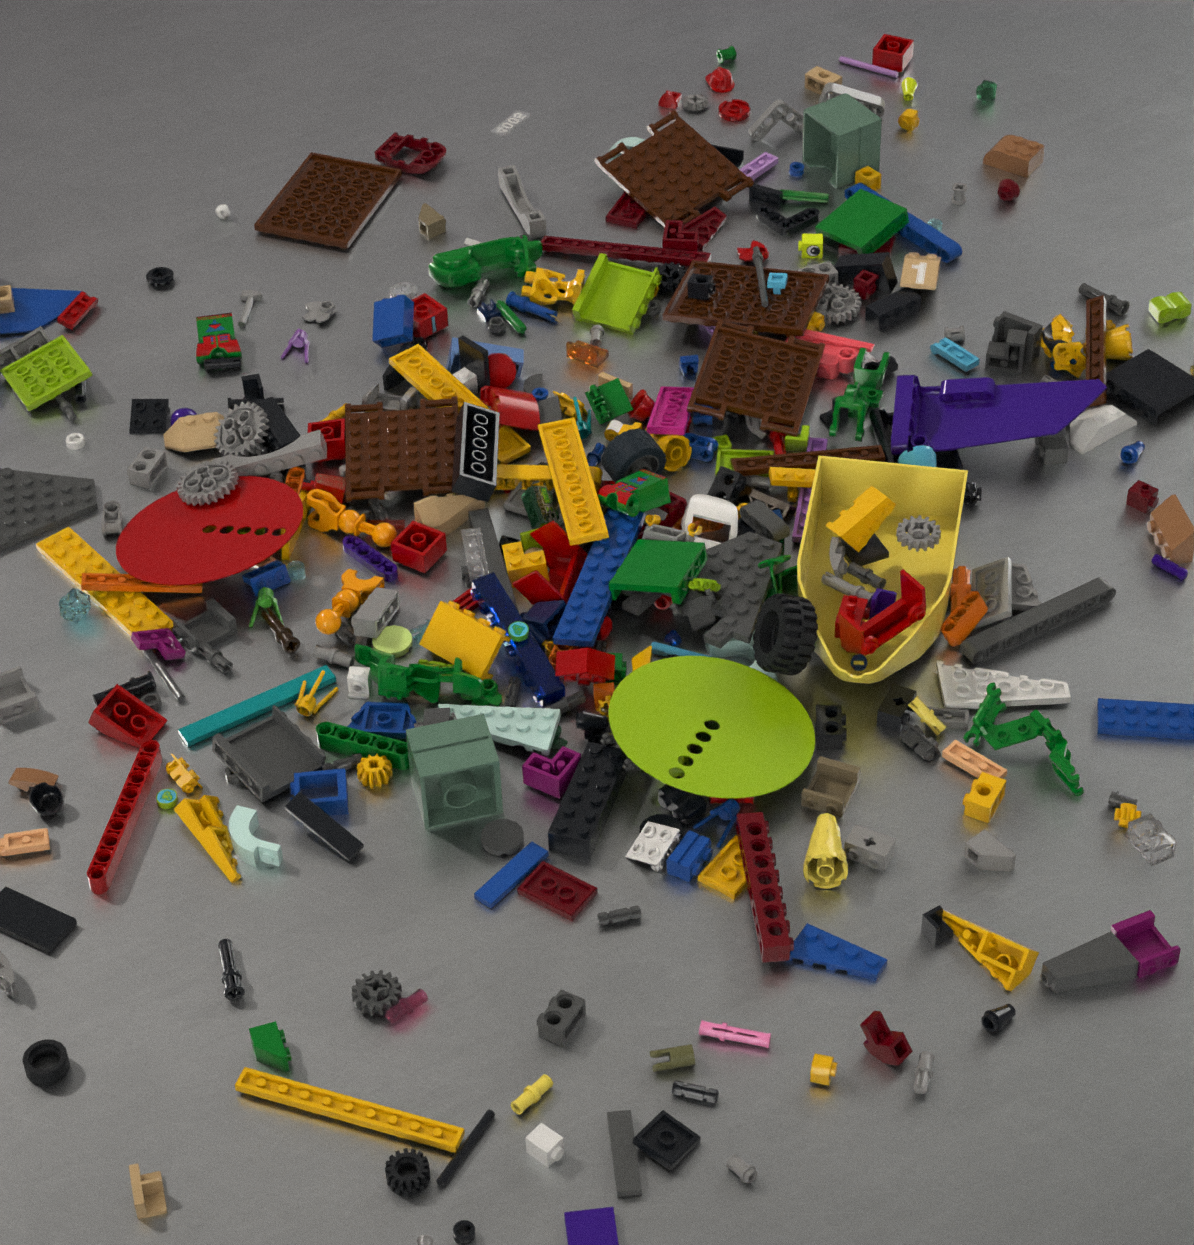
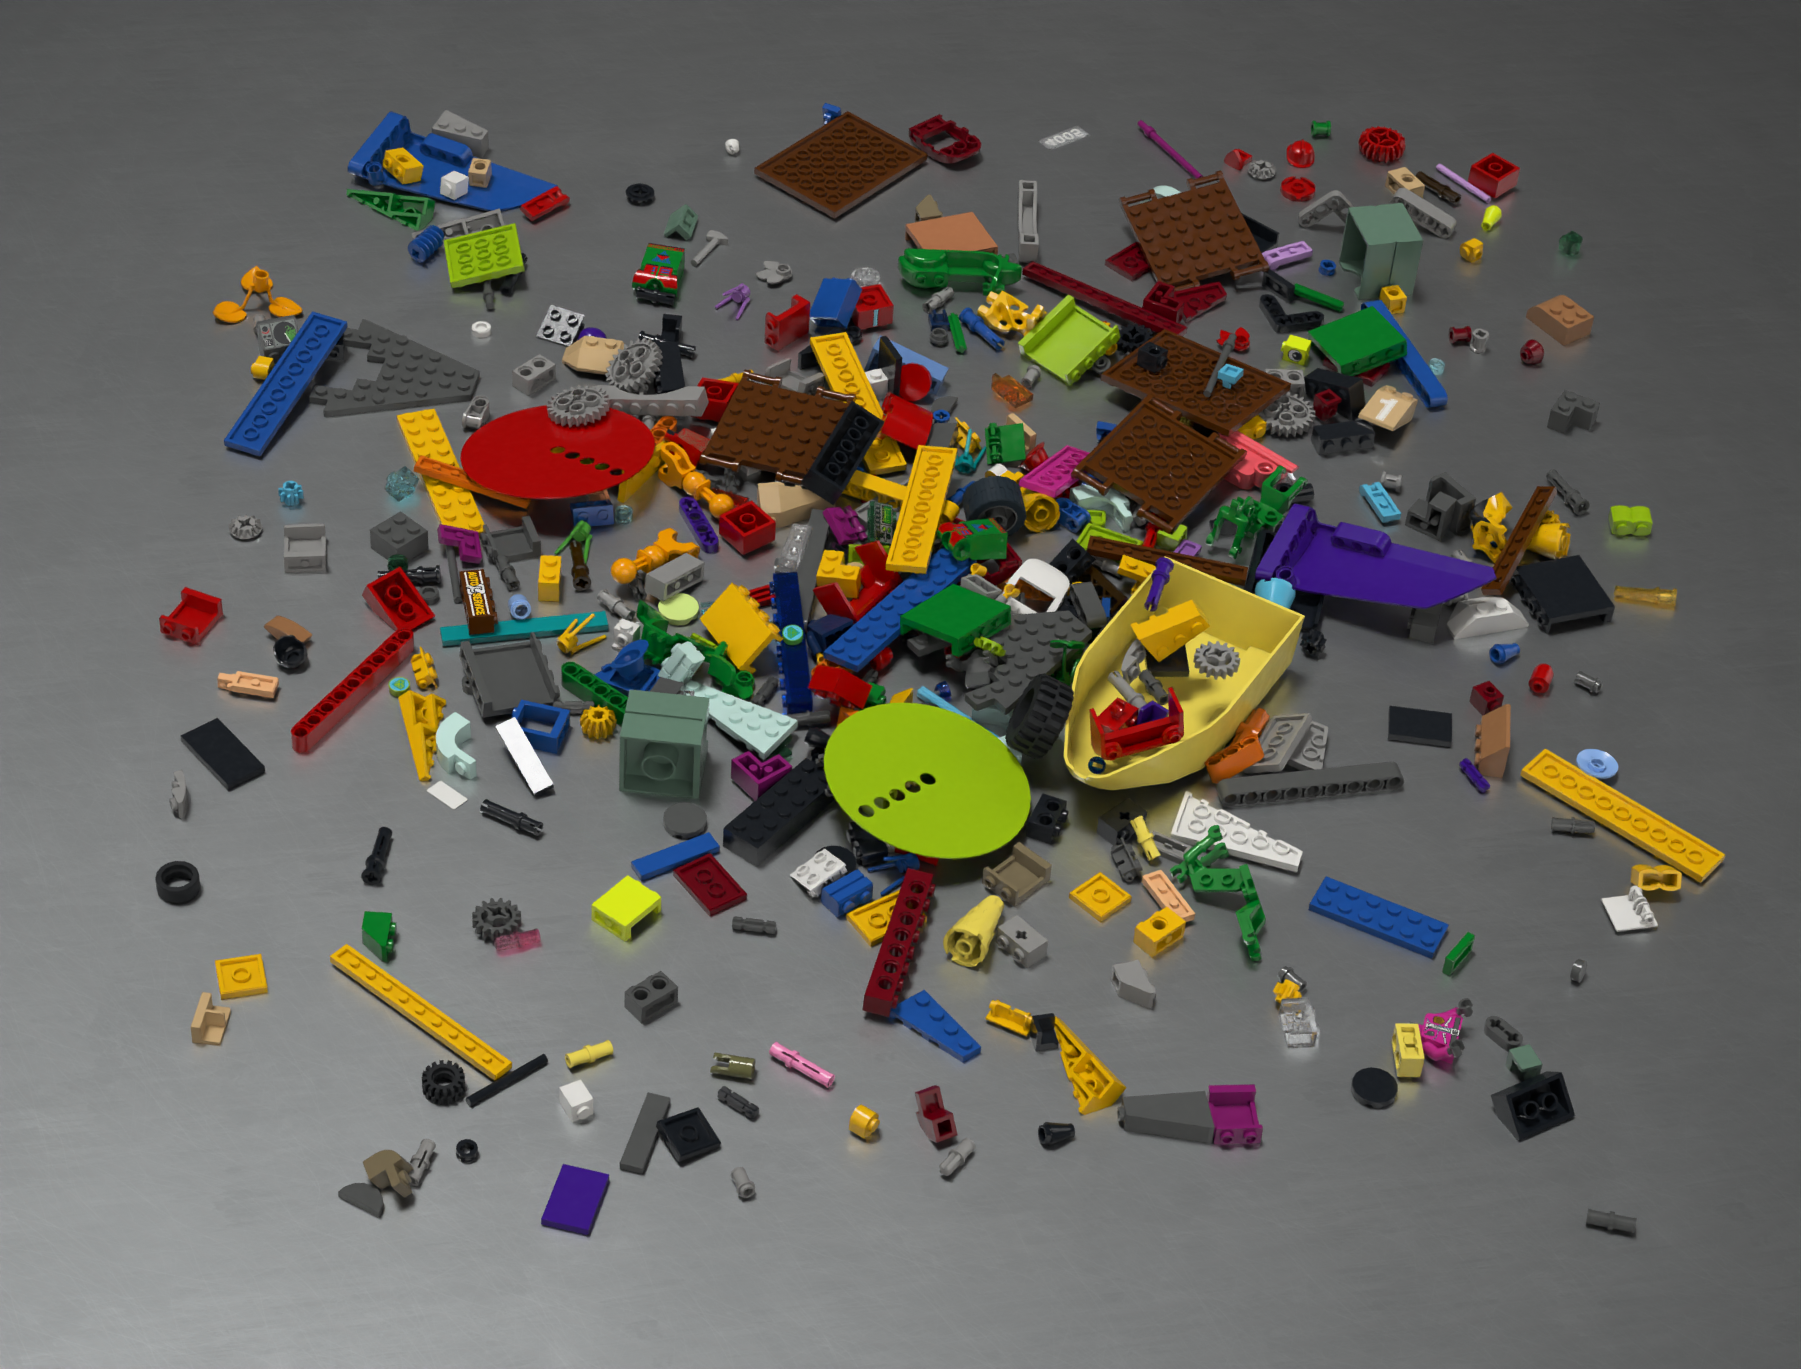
camera: 15 degrees right, 0 degrees up
(97, 658) = (399, 536): none -> dark grey brick
(107, 681) = (397, 561): none -> clear green tile
(154, 1135) = (241, 976): none -> yellow tile
(203, 694) = (478, 601): none -> reddish brown brick
(211, 289) = (682, 221): none -> sand green panel
(245, 686) = (522, 611): none -> light blue brick
(259, 650) = (549, 578): none -> yellow brick
(265, 887) = (447, 795): none -> white sticker
(296, 158) = (830, 112): none -> blue tile
(347, 889) = (519, 820): none -> black pin
(360, 355) = (789, 325): none -> red panel
(378, 701) = (630, 659): none -> blue piece
(428, 691) = (682, 663): none -> light aqua brick
(461, 231) = (951, 233): none -> nougat panel
(492, 939) = (624, 907): none -> neon yellow panel
(506, 517) = (842, 528): none -> magenta plate
(584, 98) = (1150, 132): none -> magenta bar
(732, 425) = (1113, 503): none -> light aqua arch
(784, 53) = (1381, 144): none -> red gear
(827, 476) = (1160, 578): none -> dark purple pin
(856, 77) = (1442, 190): none -> dark brown pin
(898, 924) = (1011, 1019): none -> yellow hinge
(913, 783) = (1100, 897): none -> yellow tile
(938, 193) = (1460, 334): none -> dark red bush
(1071, 228) = (1572, 410): none -> dark grey brick
(1099, 538) = (1420, 726): none -> black tile
(1176, 464) = (1541, 678): none -> red brick

